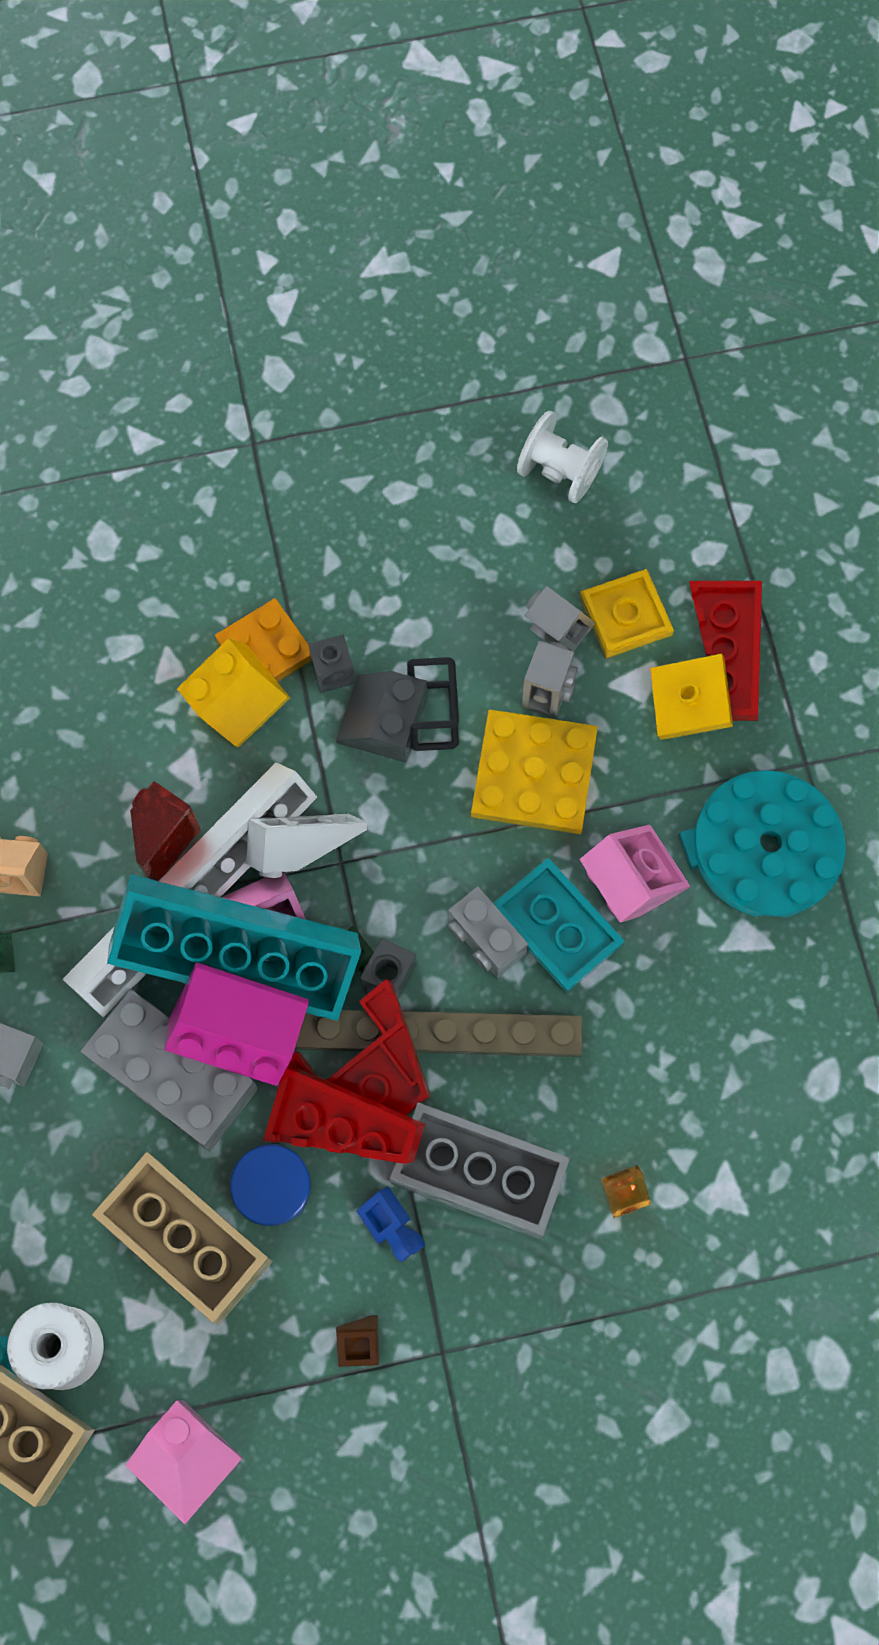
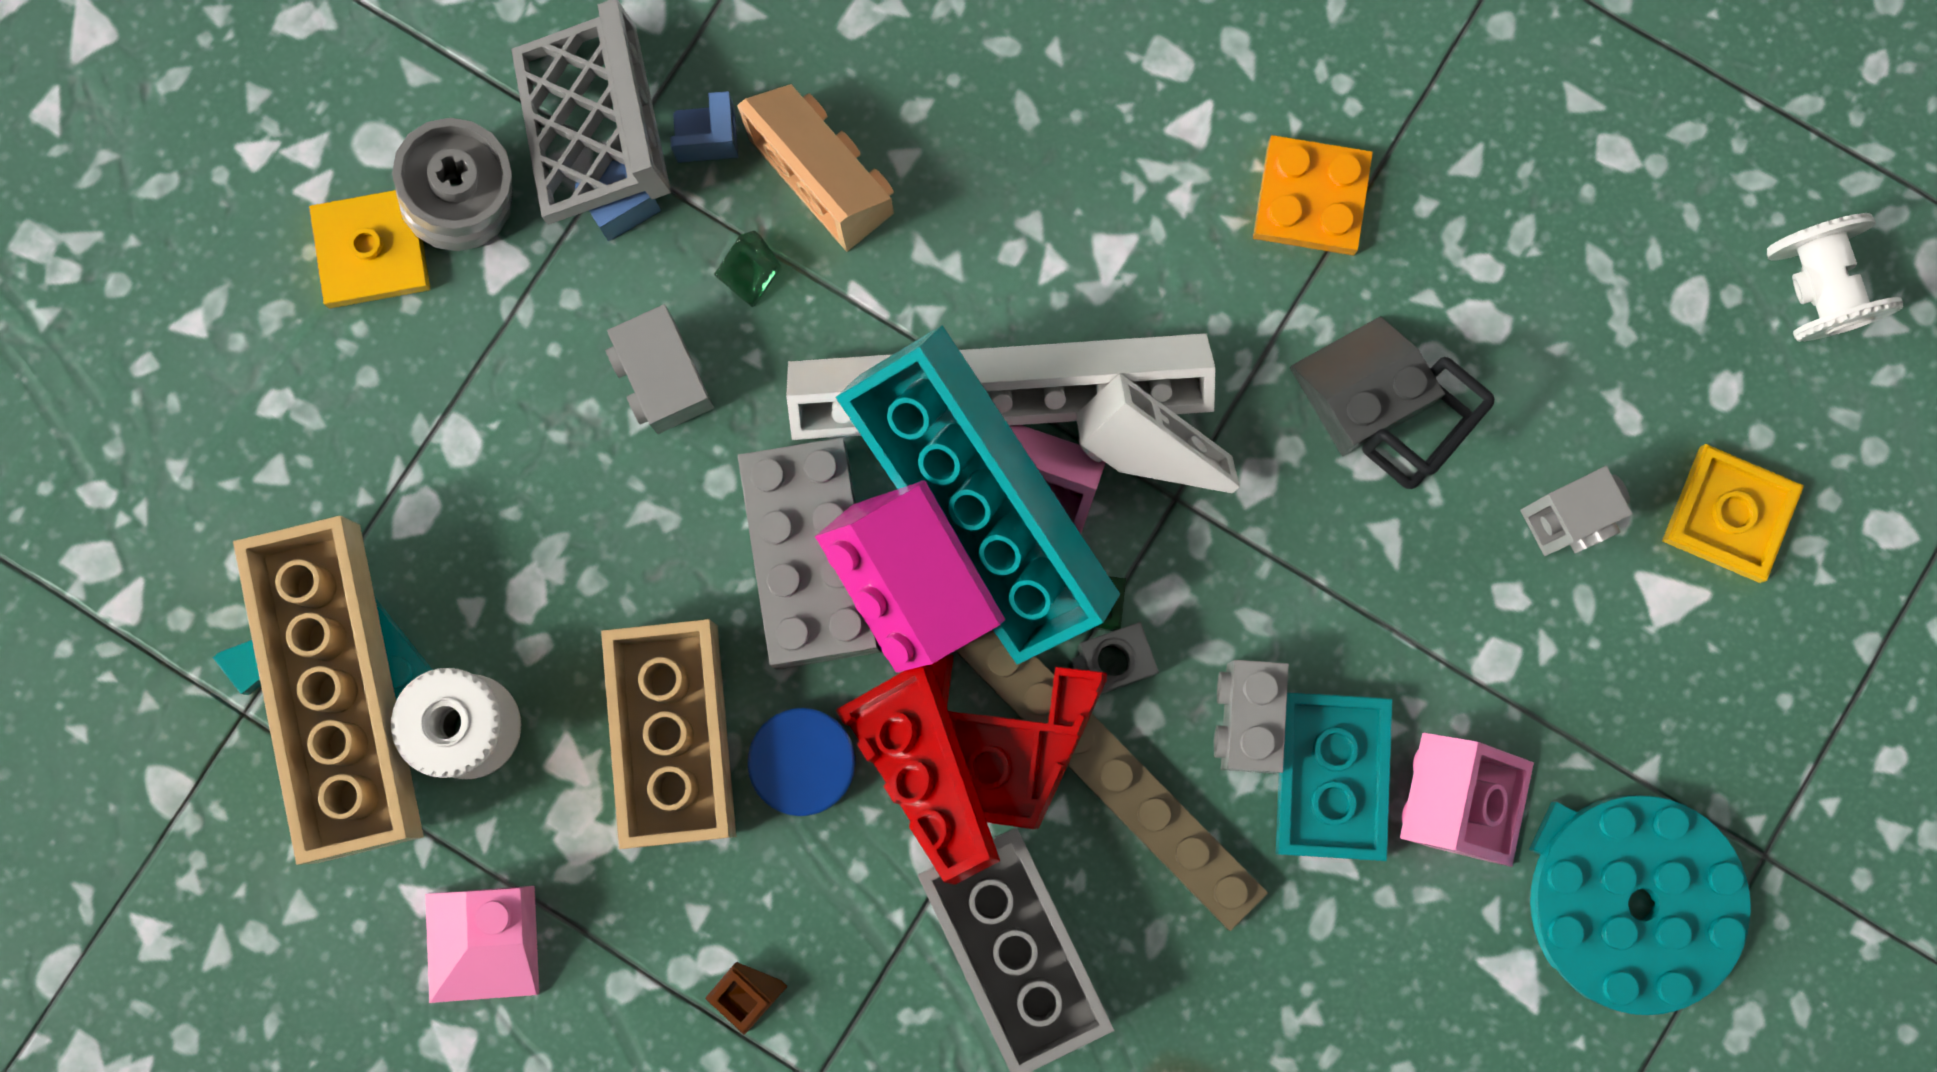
camera: 45 degrees right, 10 degrees up
(161, 829) = (1021, 298): clear red slope -> none
(233, 692) = (1233, 217): yellow slope -> none
(331, 663) = (1364, 280): dark grey brick -> none
(386, 1221) = (881, 907): blue plate -> none
(534, 771) = (1467, 593): yellow plate -> none
(557, 619) = (1650, 455): light grey brick -> none
(691, 697) = (1713, 671): yellow plate -> none
(732, 627) = (1821, 647): red wing -> none

